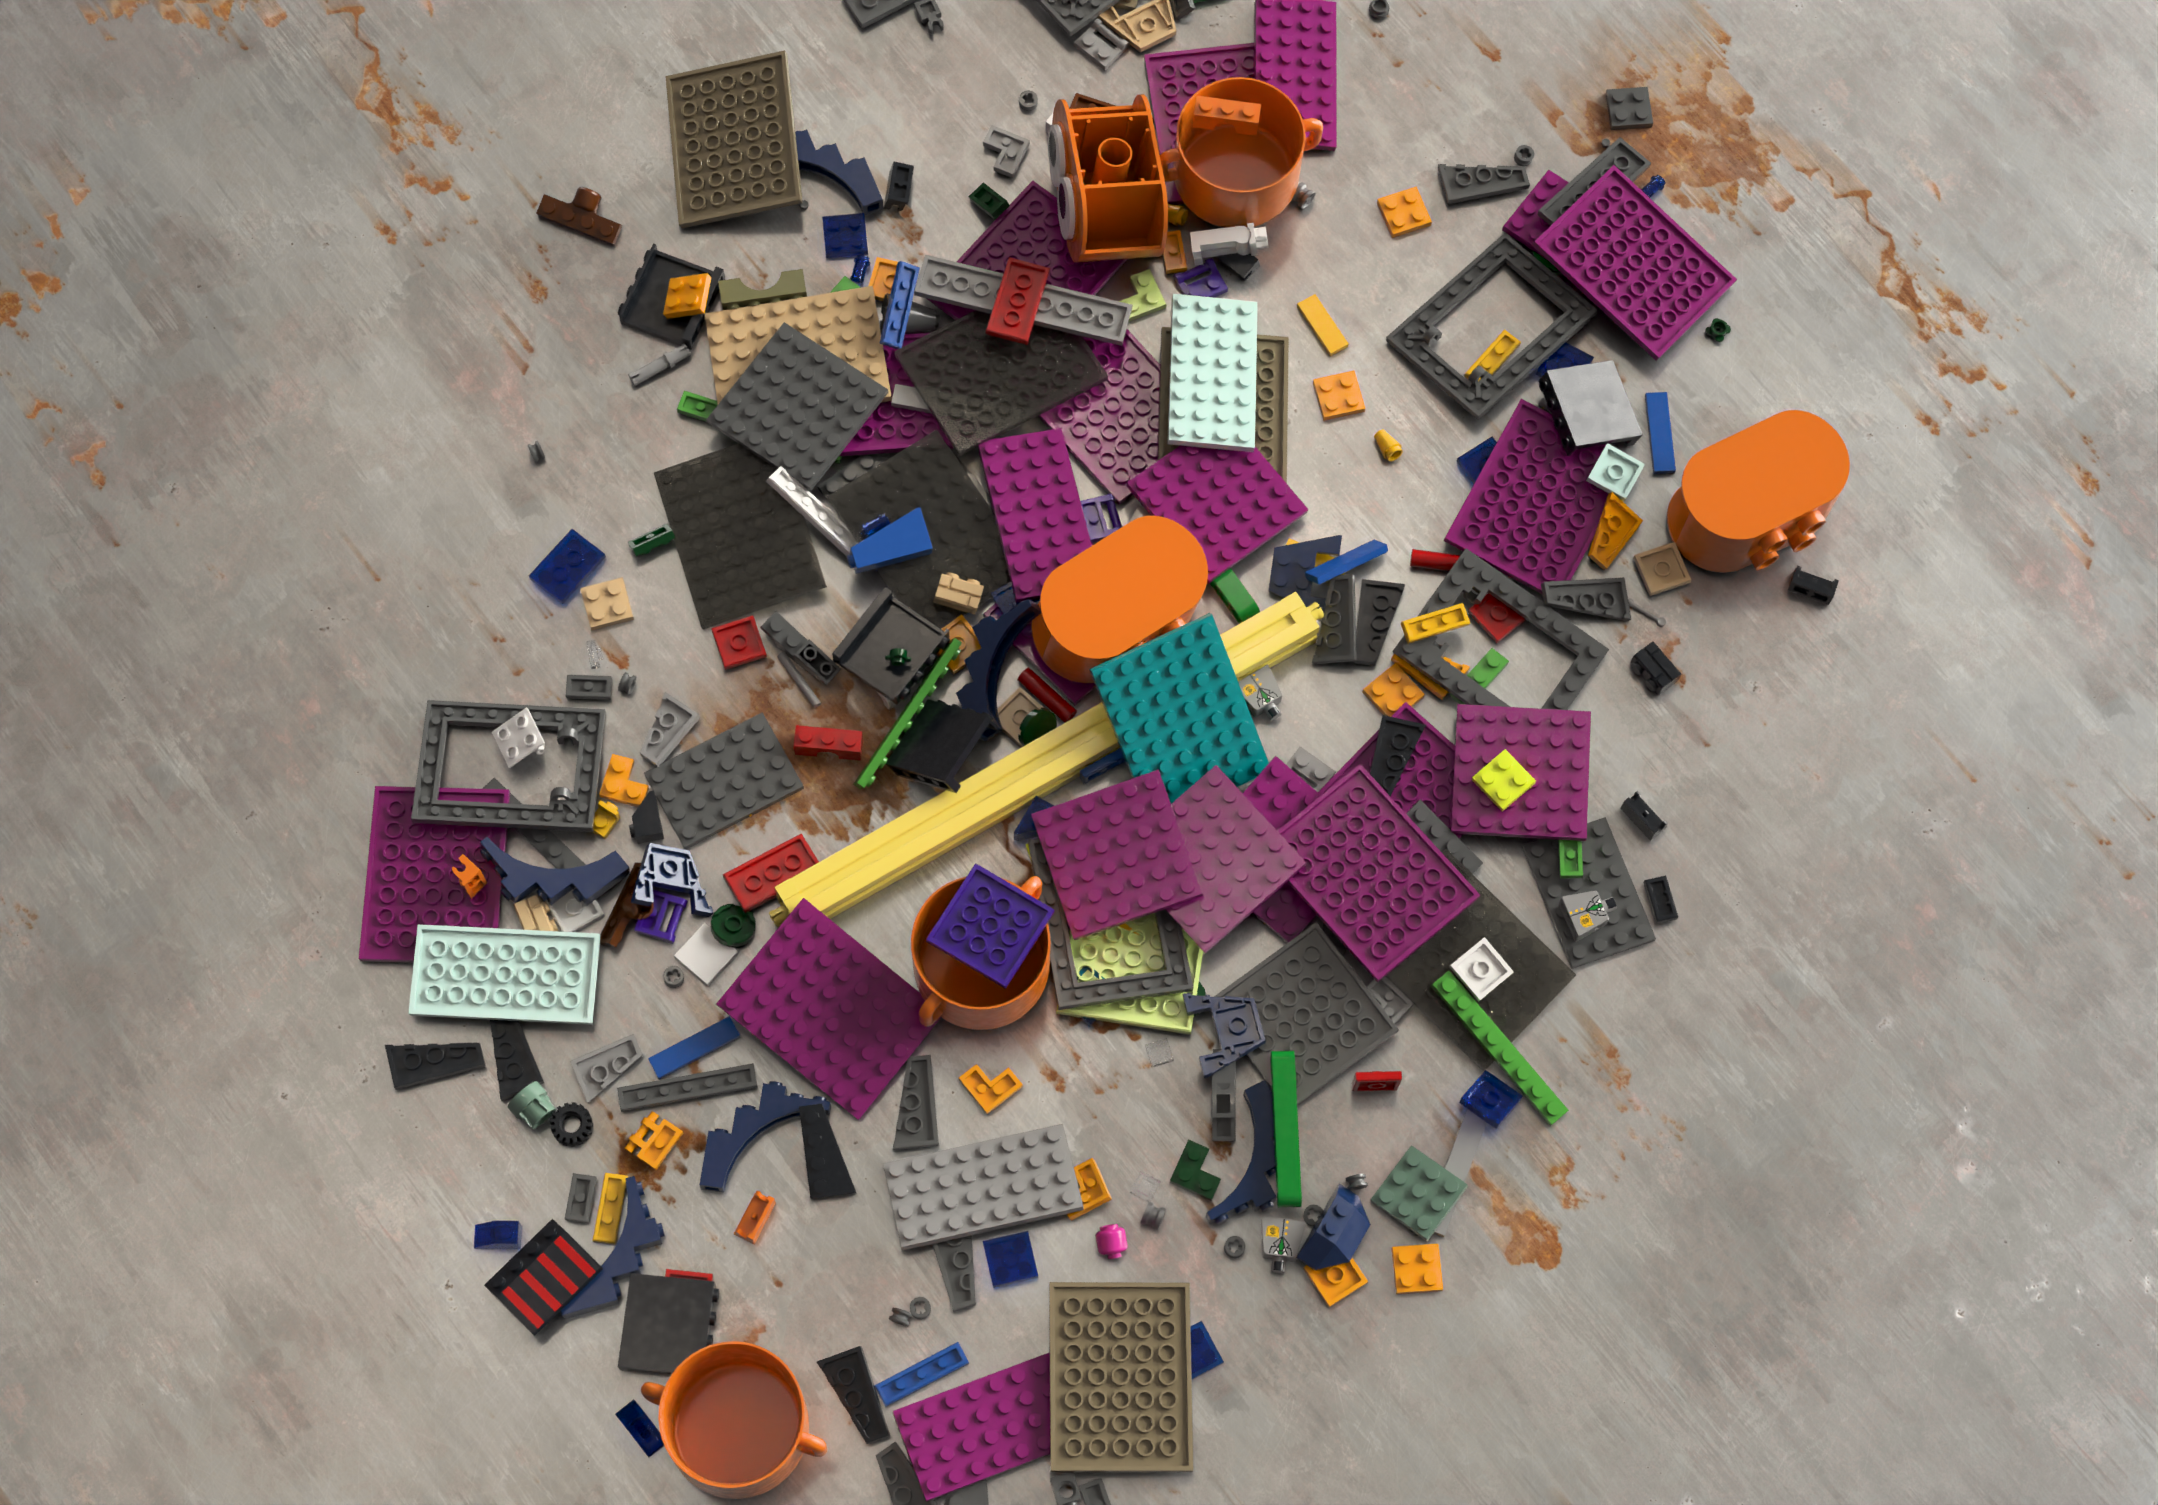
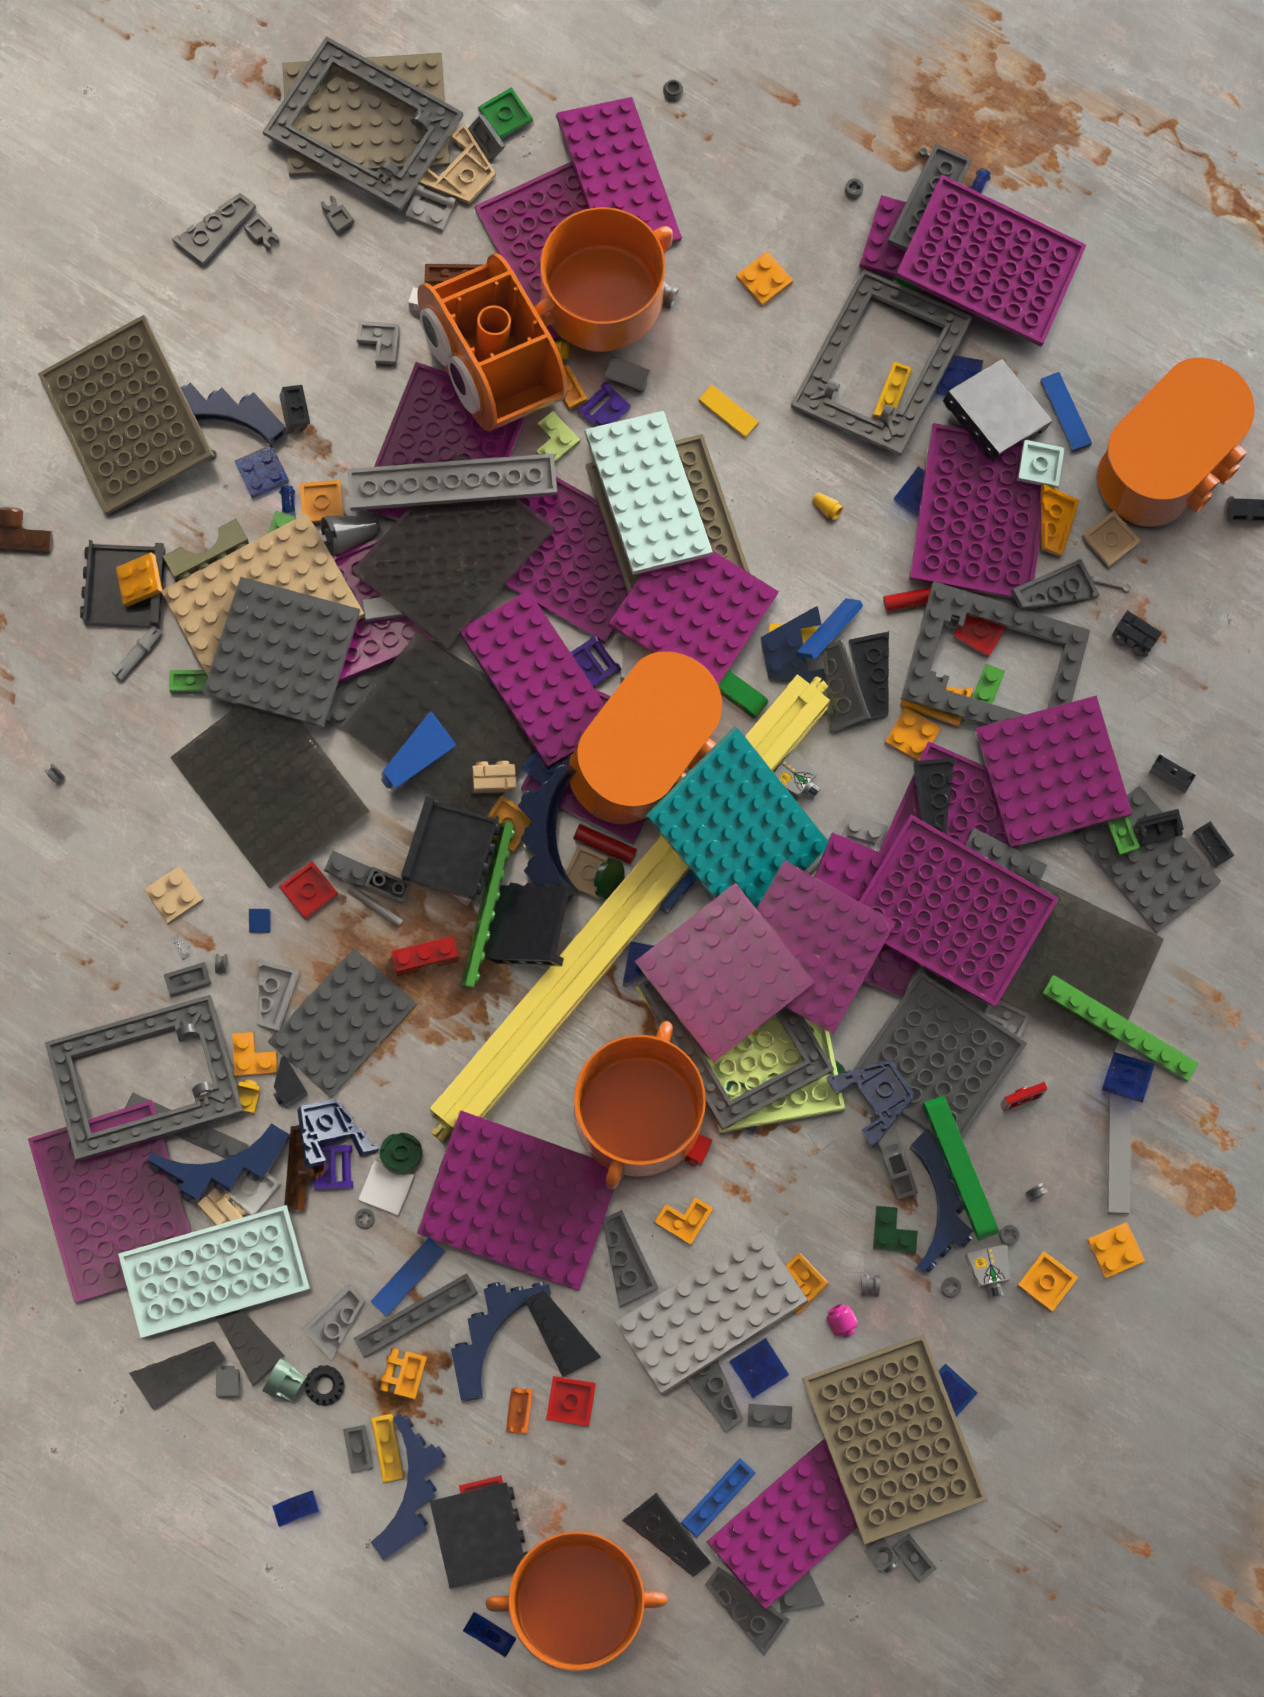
camera: 20 degrees left, 5 degrees up
(471, 878) = (151, 1195): orange hinge -> none
(477, 1088) = (228, 1382): none -> dark grey brick
(519, 738) = (144, 1050): white hinge -> none
(543, 1277) = (354, 1532): black slope -> none
(567, 566) = (124, 872): clear blue plate -> none
(651, 539) = (192, 821): dark green plate -> none
(680, 655) = (259, 921): none -> blue slope
(756, 879) = (412, 1098): red tile -> none
(809, 1226) = (570, 1401): none -> red plate
(812, 510) = (333, 745): white tile -> none
(875, 525) = (396, 740): clear blue pin -> none
(898, 657) = (461, 857): dark green plate -> none
(899, 305) = (341, 525): blue tile -> none
(900, 1316) = (681, 1453): dark grey bush -> none
(927, 1307) = (689, 1442): dark grey bush -> none
(989, 201) = (383, 395): dark green plate -> none
(990, 925) = (644, 1082): dark purple plate -> none
(1004, 1311) = (769, 1416): none -> dark grey plate
(1008, 23) = (337, 216): none -> dark grey plate
(1017, 301) = (448, 485): red tile -> none
(1028, 94) = (379, 279): dark grey bush -> none
(1029, 1023) = (699, 1151): none -> red brick
(1227, 241) = (611, 366): white hips -> none
(1241, 115) = (597, 248): orange arch -> none
(1336, 1231) = (1035, 1243): dark blue wedge -> none
(1339, 395) = (766, 473): light orange plate -> none
(1419, 1193) = (1094, 1182): sand green plate -> none
(1435, 623) = (931, 661): yellow tile -> none
(1471, 183) = (819, 229): dark grey wing -> none
(1481, 969) = (1081, 964): white plate -> none
(1503, 780) = (1041, 785): neon yellow plate -> none
(1586, 912) = (1153, 880): light grey torso -> none
(1611, 862) = (1159, 827): none -> black hinge
(1629, 108) = (933, 111): dark grey plate -> none
(1722, 326) = (1084, 291): dark green plate -> none

